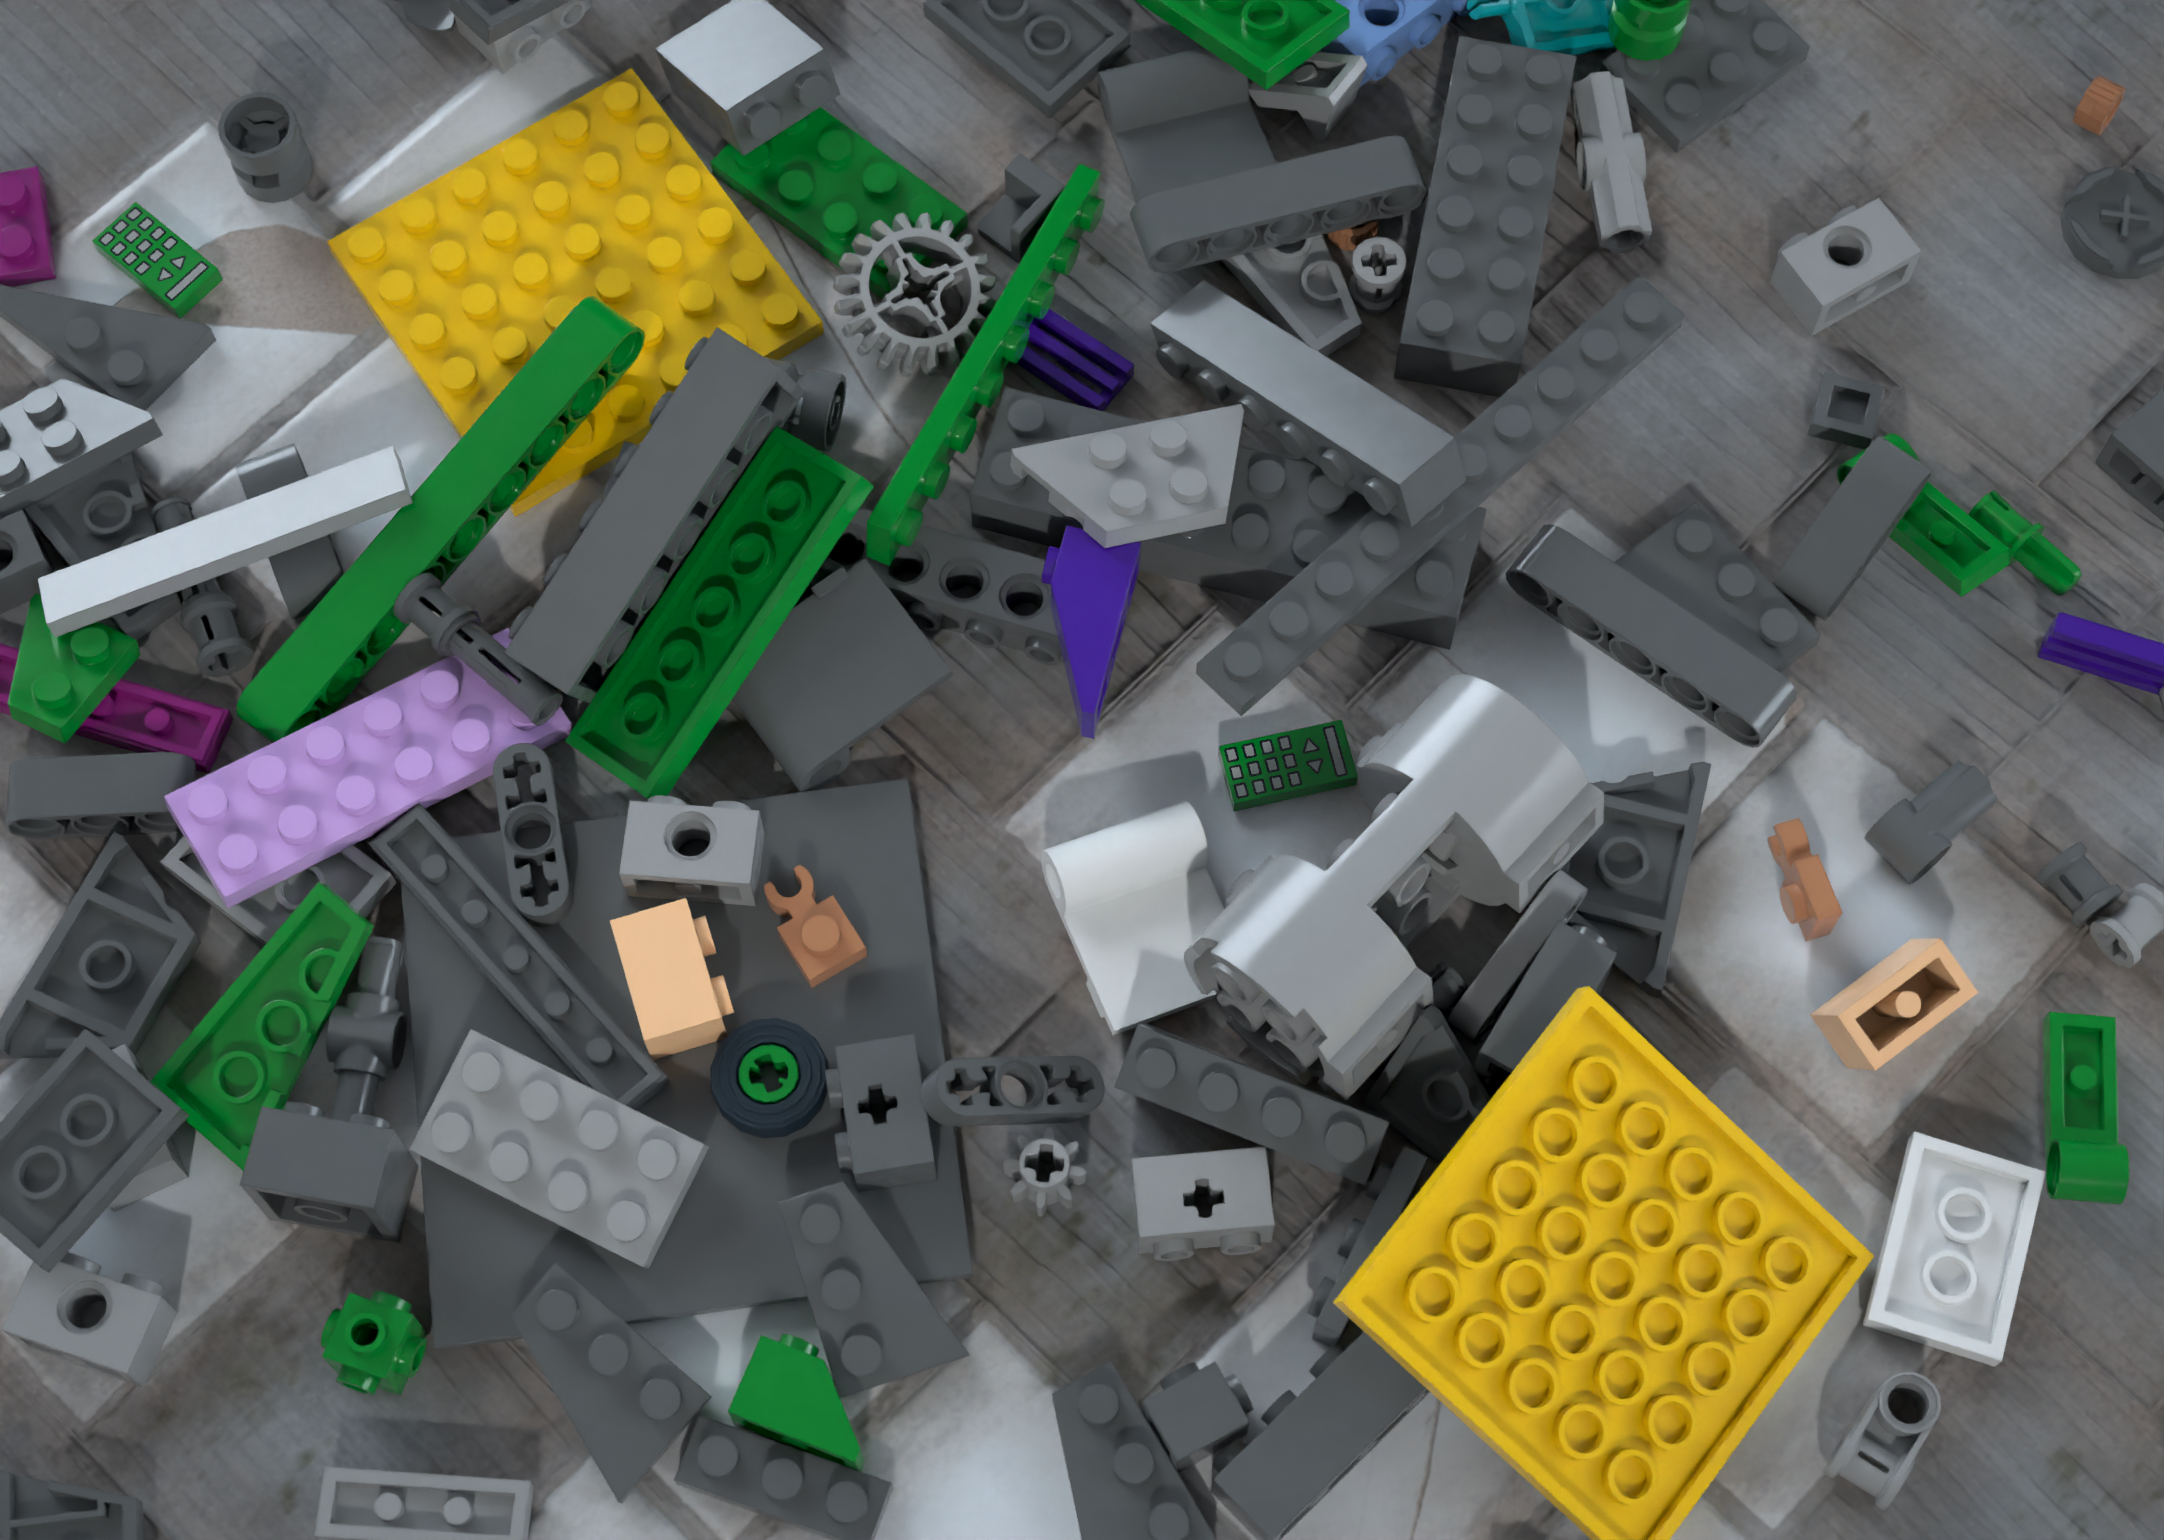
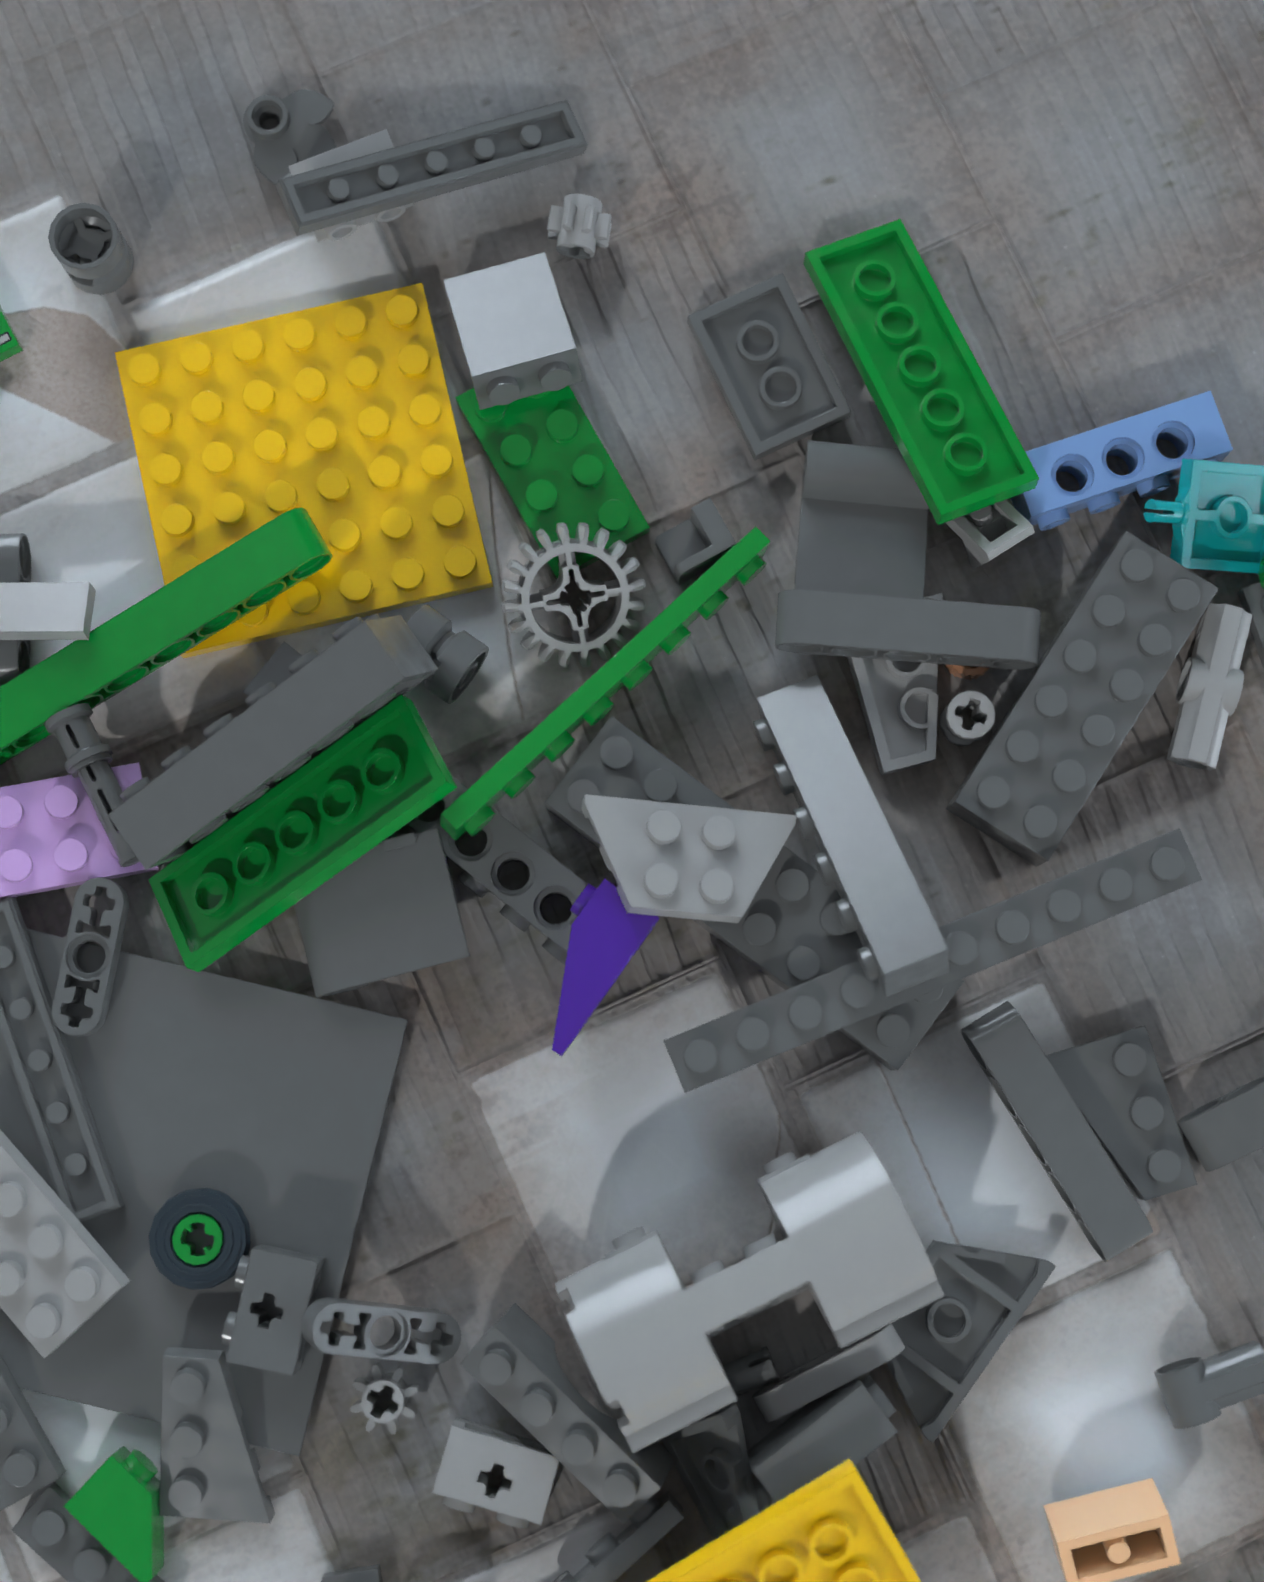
camera: 20 degrees right, 15 degrees up
(670, 979) = (151, 1129): light nougat brick -> none
(721, 874) = (175, 1017): light grey brick -> none
(816, 934) = (284, 1132): nougat plate -> none
(1087, 346) = (706, 729): dark purple tile -> none
(1133, 909) = (546, 1208): white door -> none
(1287, 765) = (716, 1124): green tile -> none
(1806, 890) = (1085, 1406): nougat plate -> none

